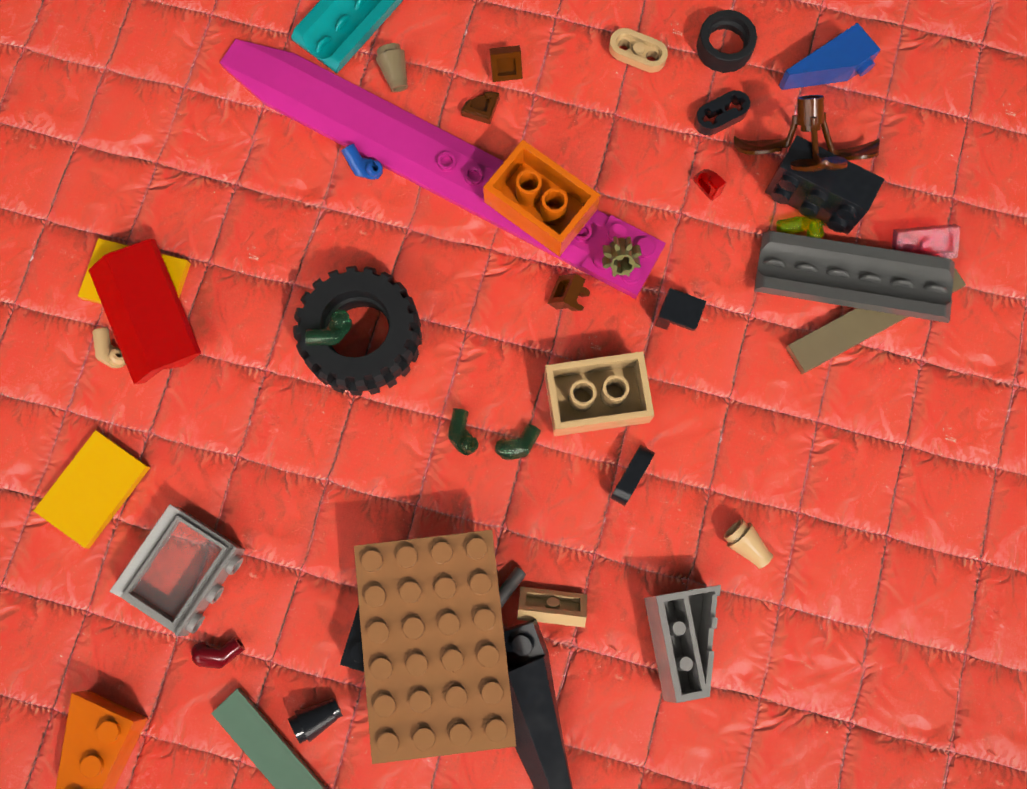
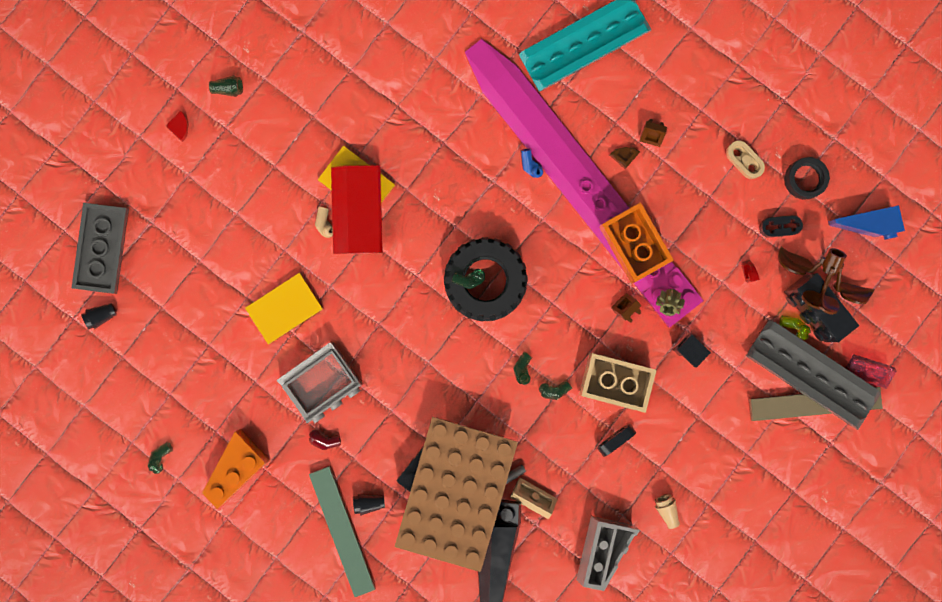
camera: 25 degrees right, 10 degrees up
(393, 66) = (577, 104): dark tan cone -> none

